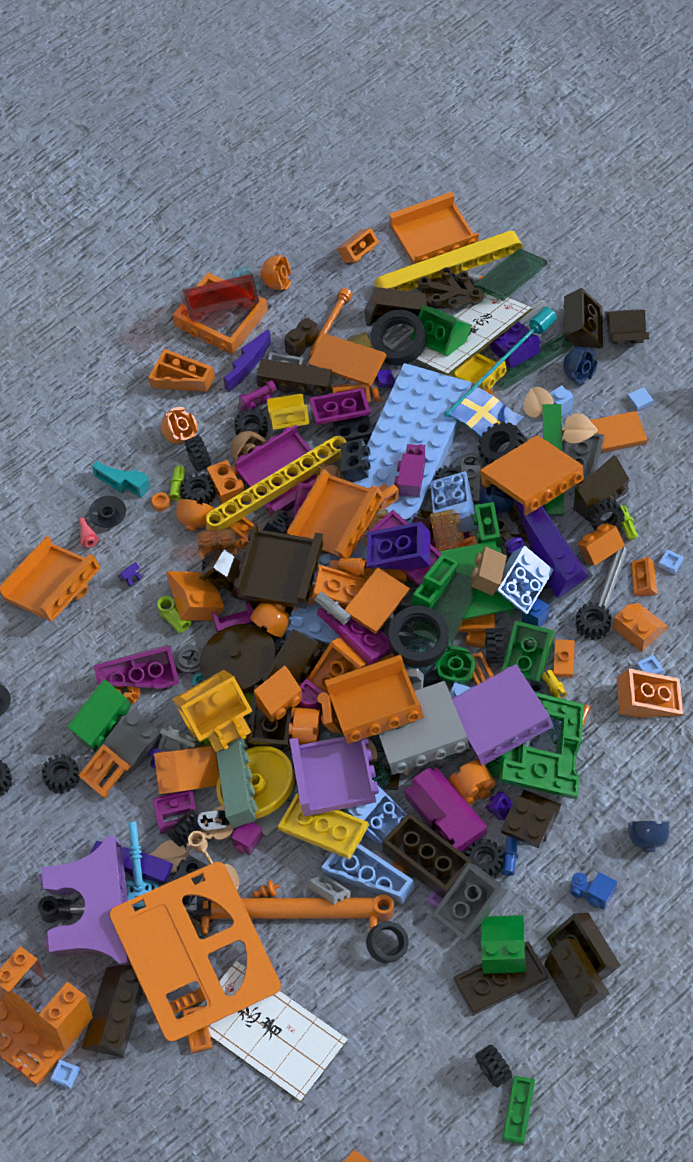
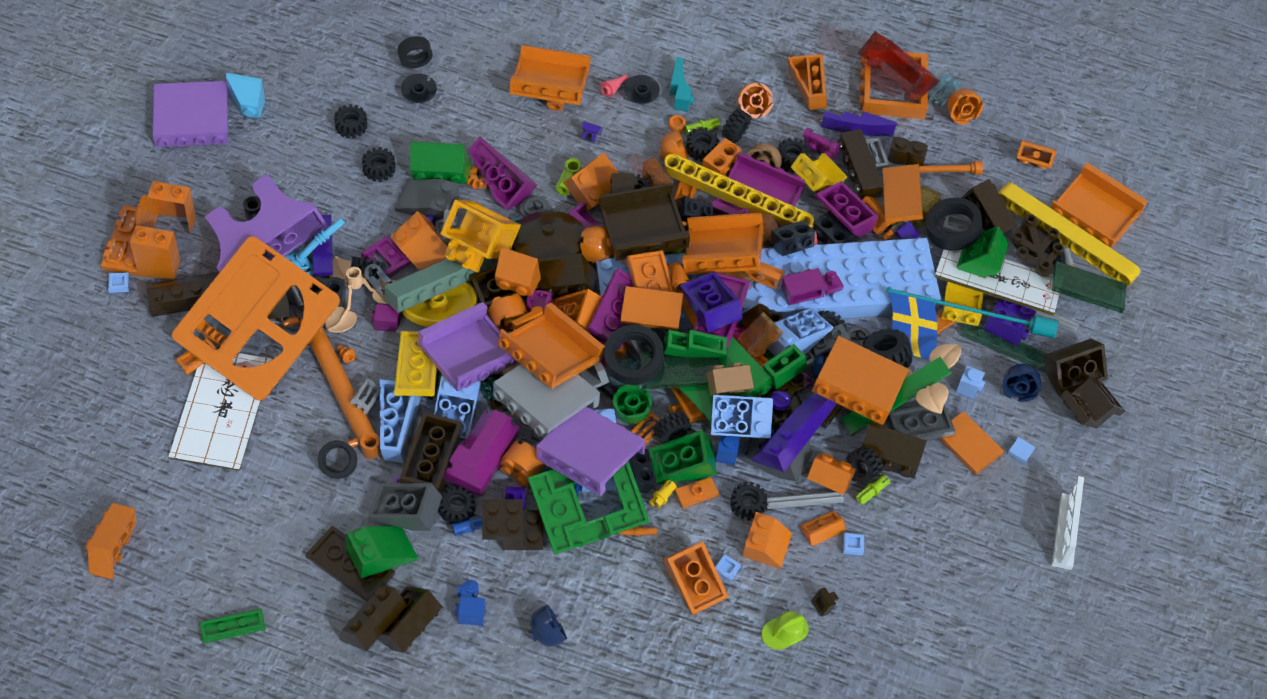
camera: 55 degrees right, 0 degrees up
(100, 766) = (395, 186): orange plate -> none
(332, 607) = (622, 276): light grey axle -> none
(493, 1066) = (258, 585): black tyre -> none

